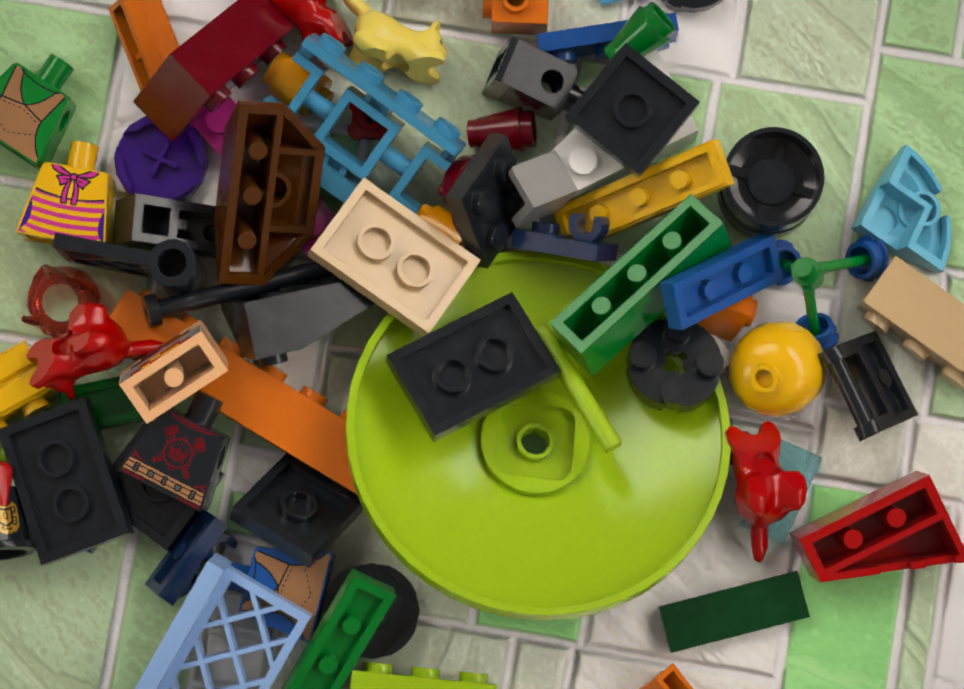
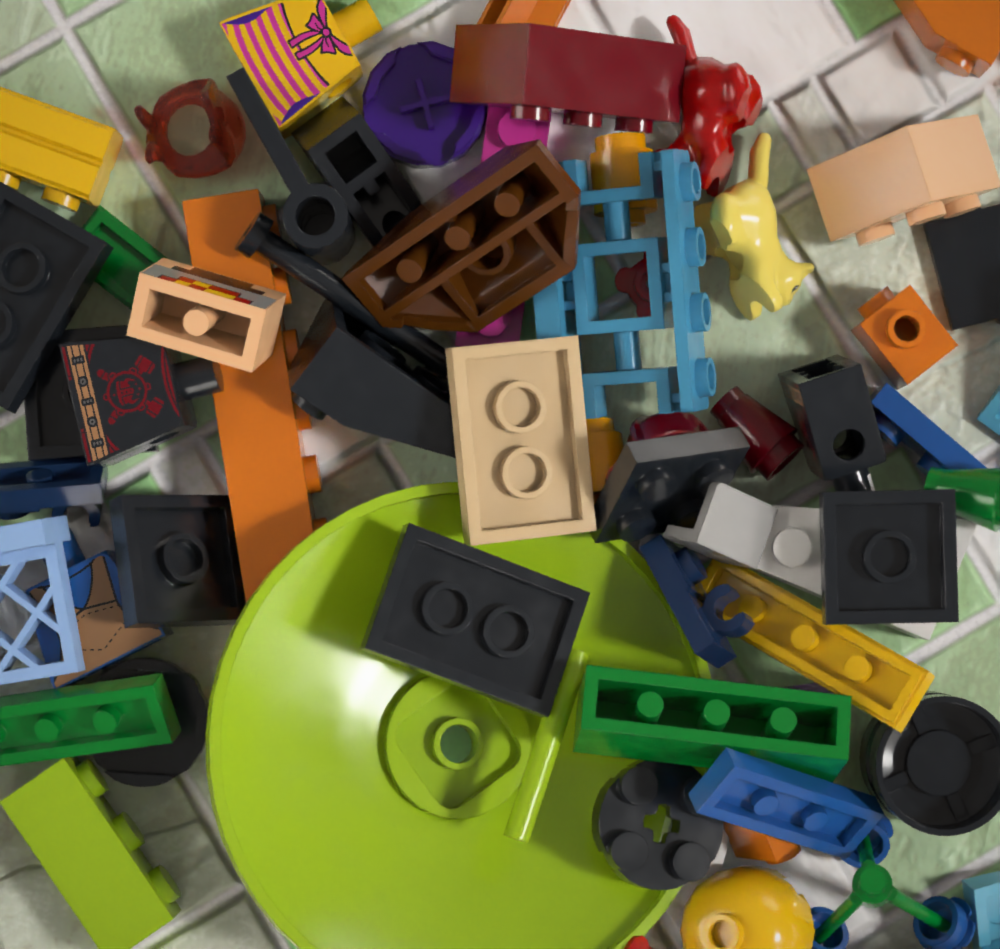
camera: 45 degrees right, 5 degrees up
(91, 346) = (161, 204): red animal -> none

